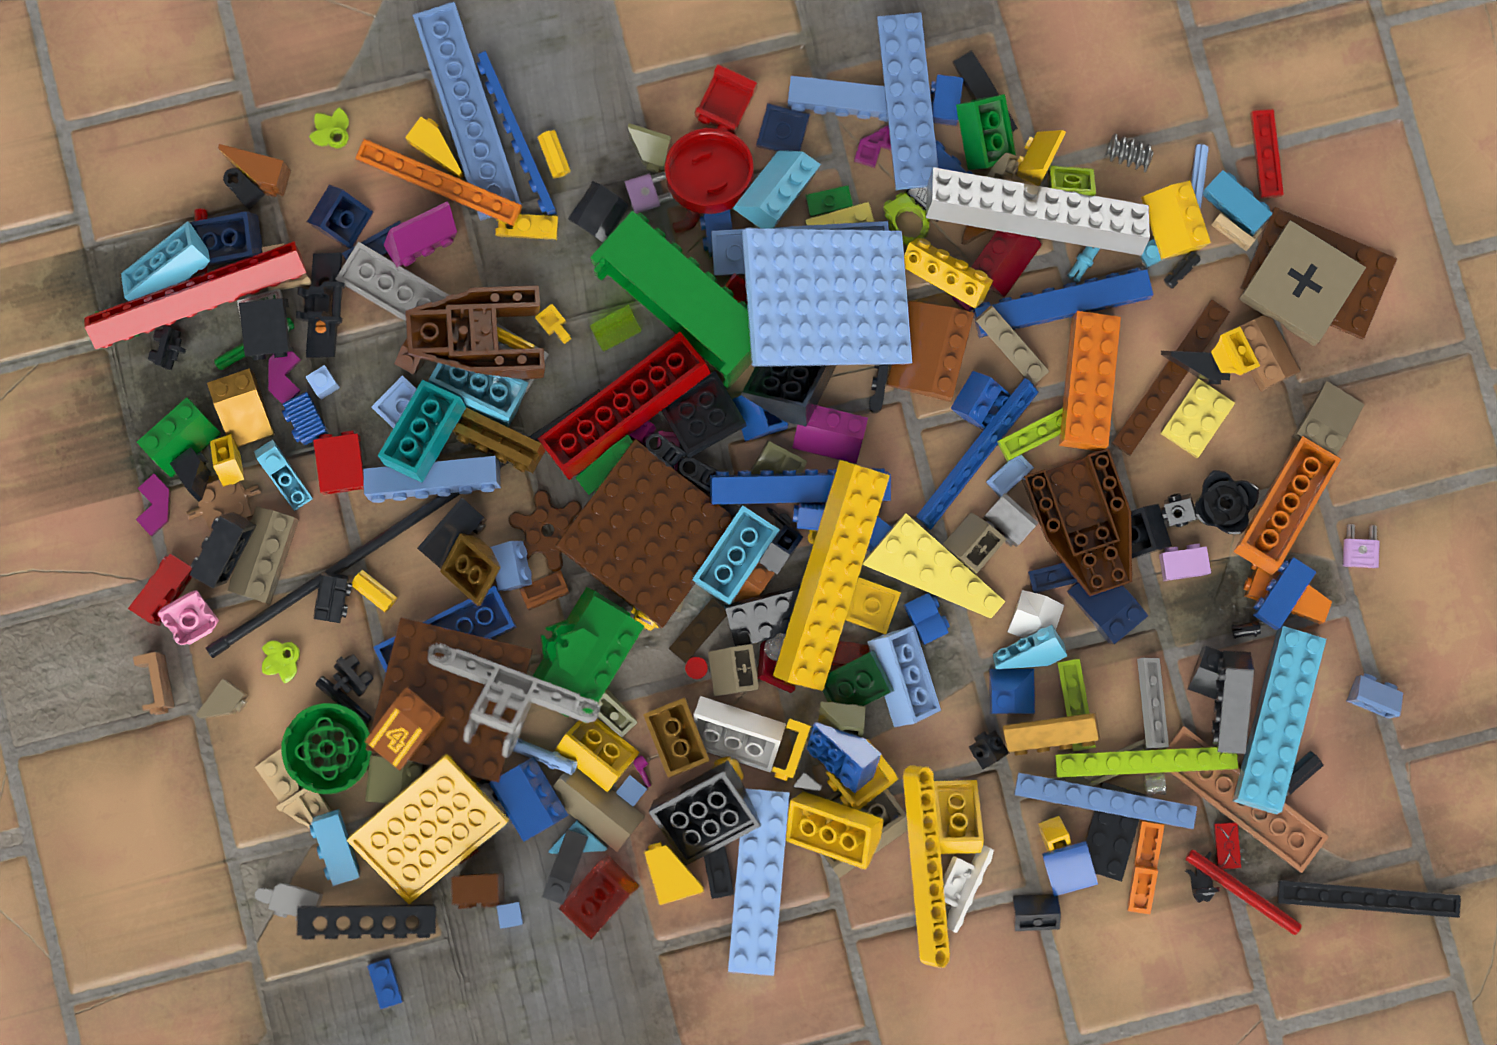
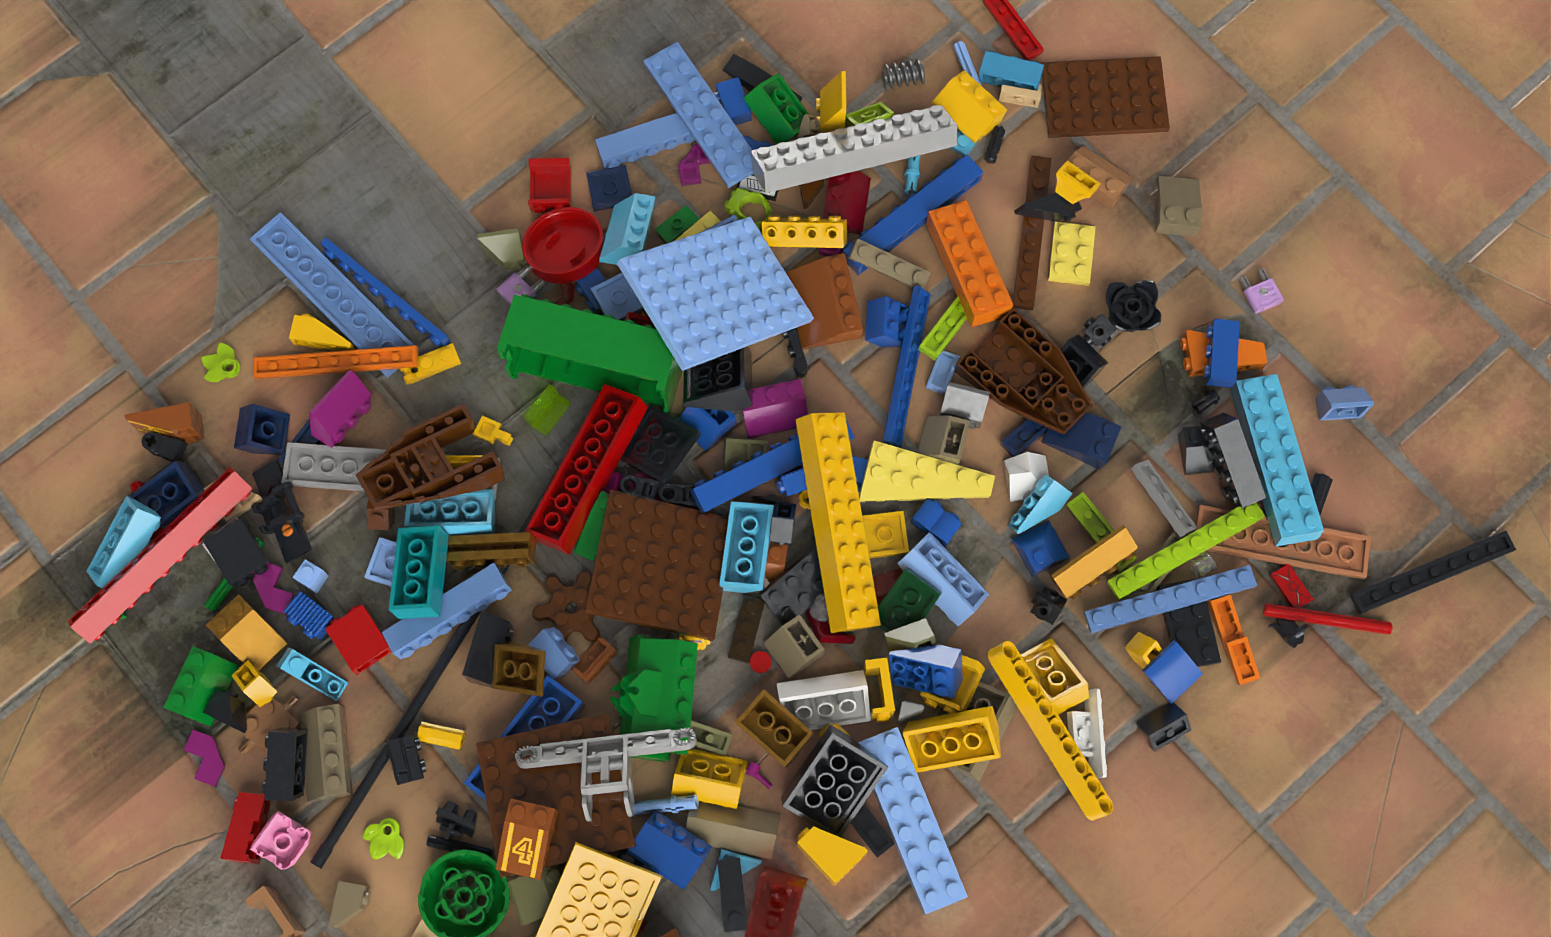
camera: 25 degrees left, 10 degrees down
(168, 349) = (157, 612): black hips -> none
(553, 154) = (425, 294): yellow axle -> none
(599, 211) = (485, 321): black slope -> none
(631, 790) = (757, 798): medium blue tile -> none
(1184, 563) = (1126, 372): lavender brick -> none
(1287, 505) = (1184, 283): orange brick -> none
(1302, 283) = (1098, 106): dark tan tile -> none

